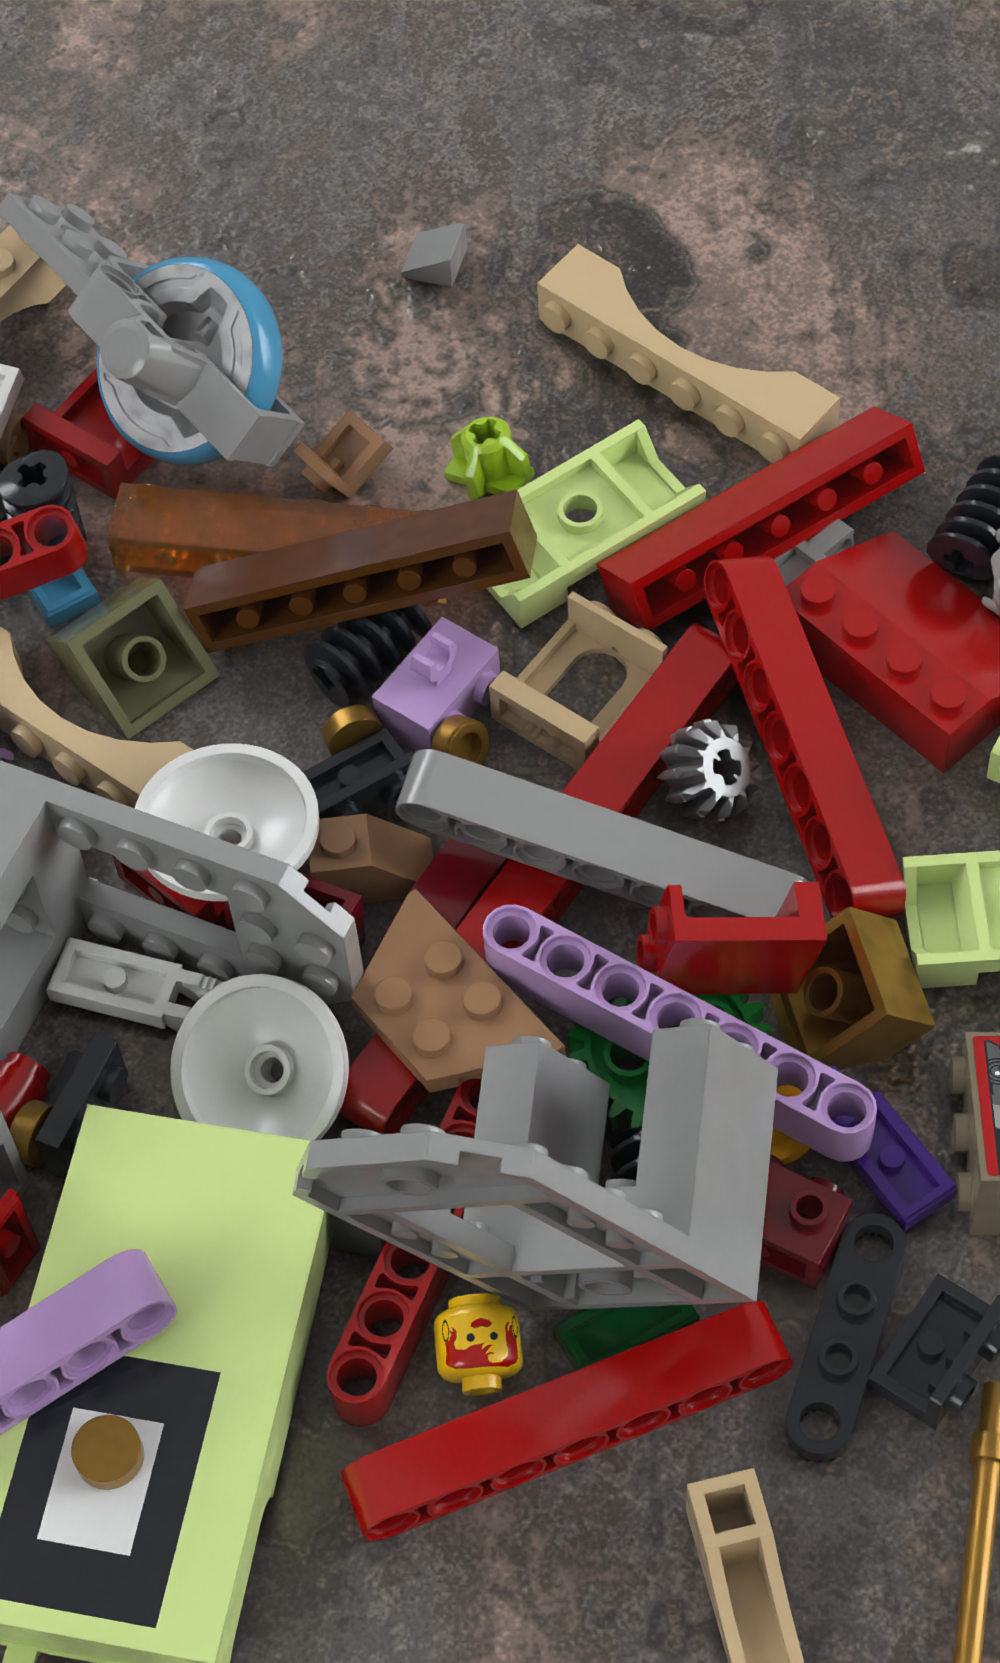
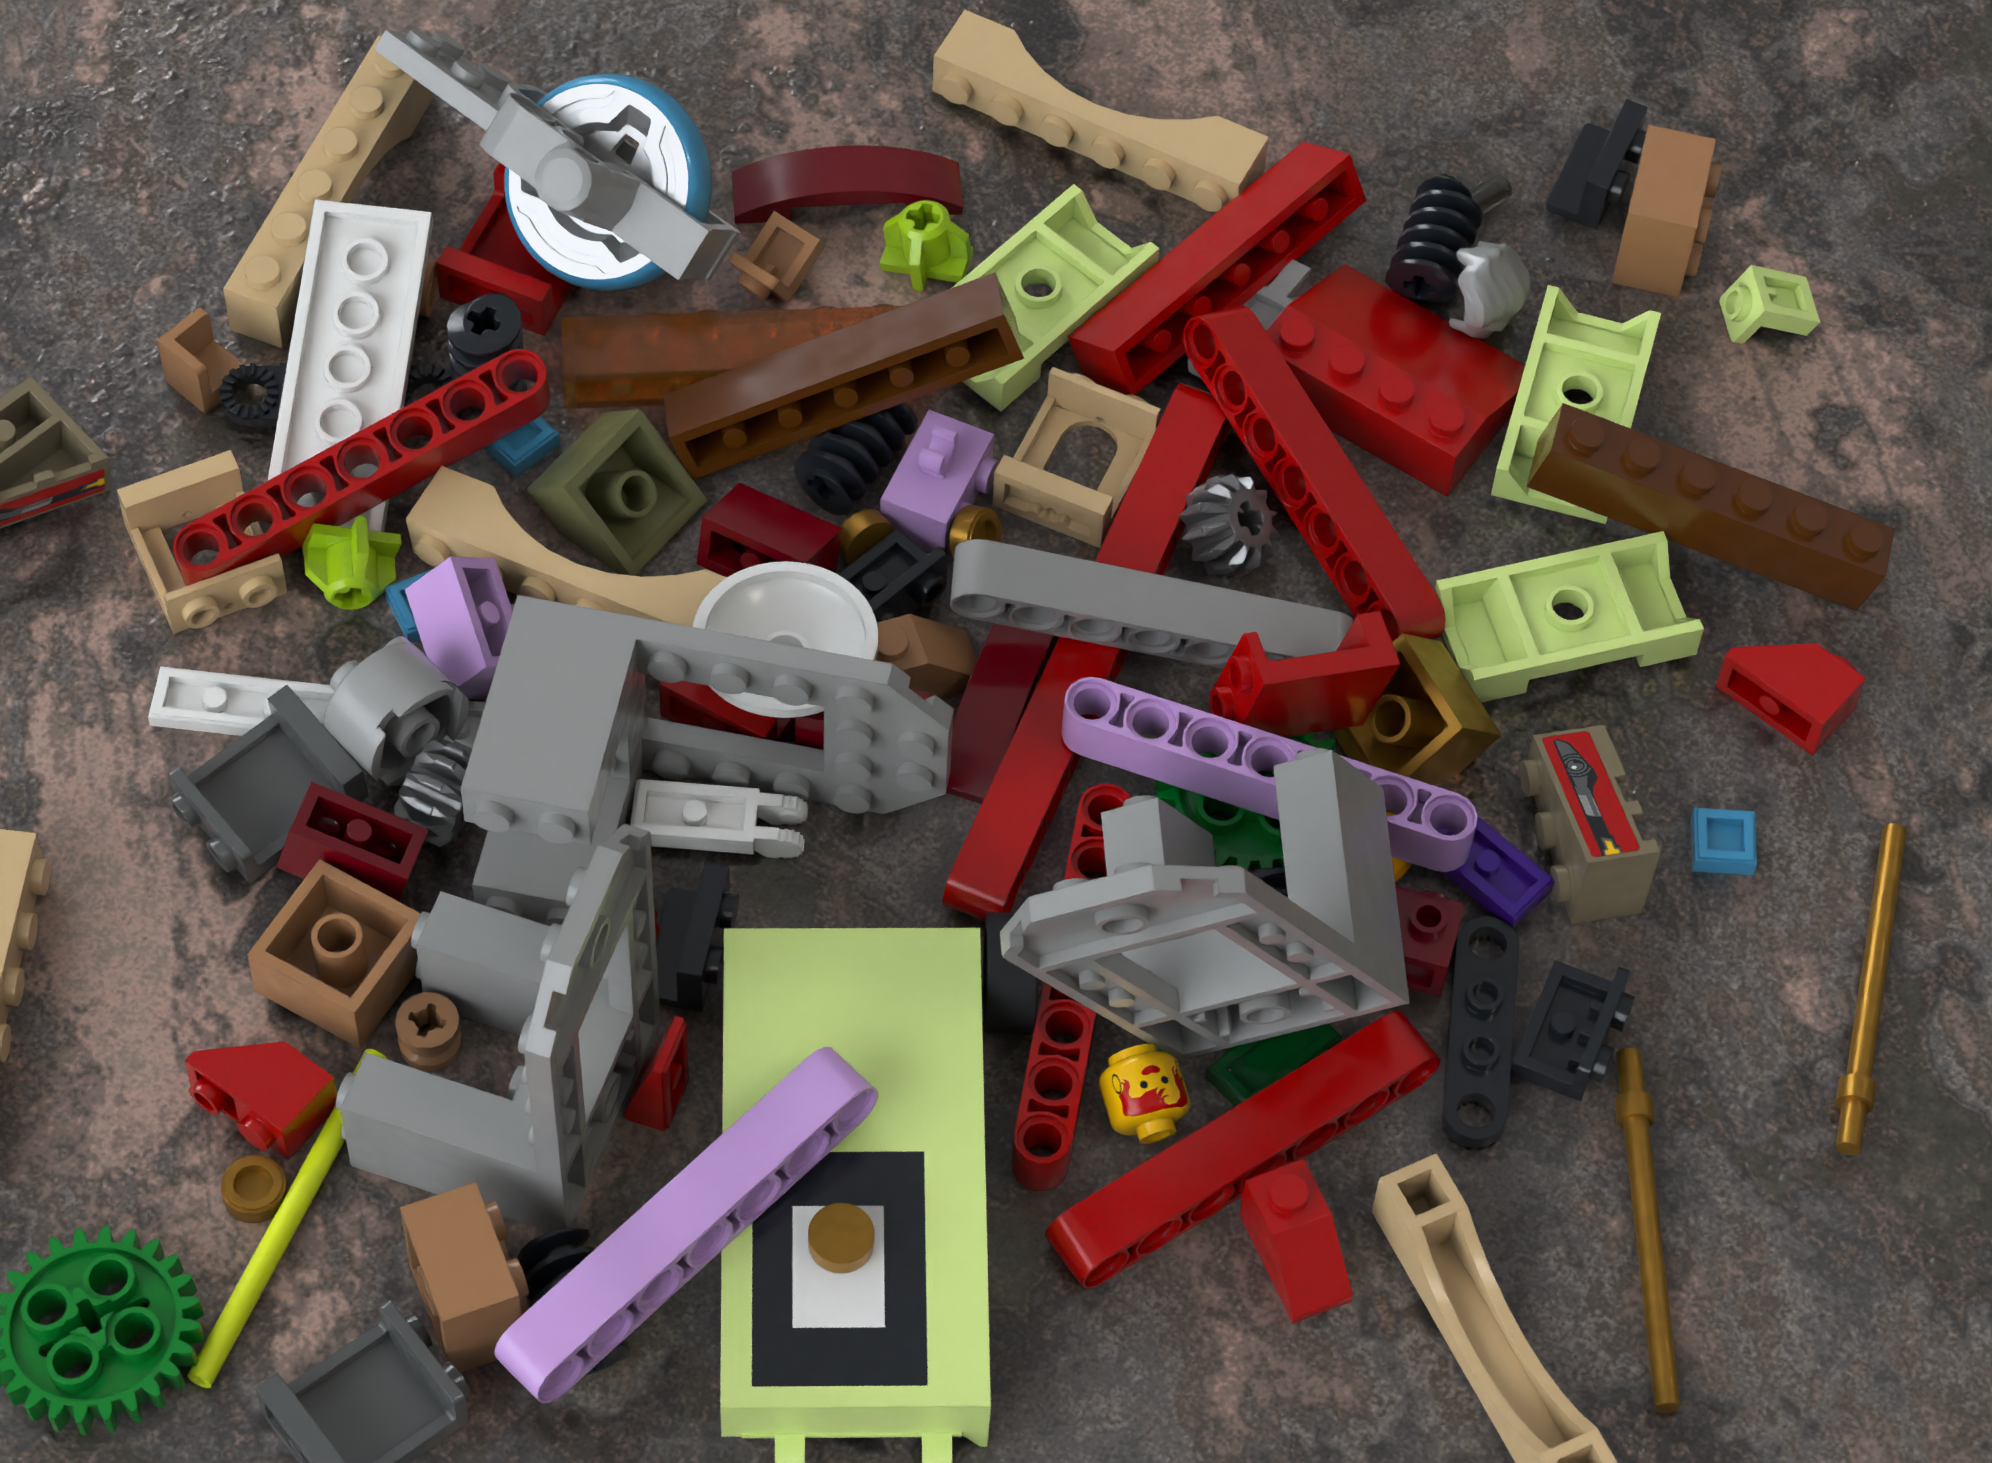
camera: 20 degrees left, 0 degrees up
(26, 1128) = (668, 956): pearl gold tile -> none
(228, 1053) = (846, 833): white dish -> none
(254, 711) = (759, 529): none -> dark red brick
(432, 387) = (843, 178): none -> dark red slope
(436, 255) = (810, 36): light grey slope -> none
(439, 1000) = (1030, 781): medium nougat wing -> none
(596, 1532) = (1296, 1240): none -> red slope

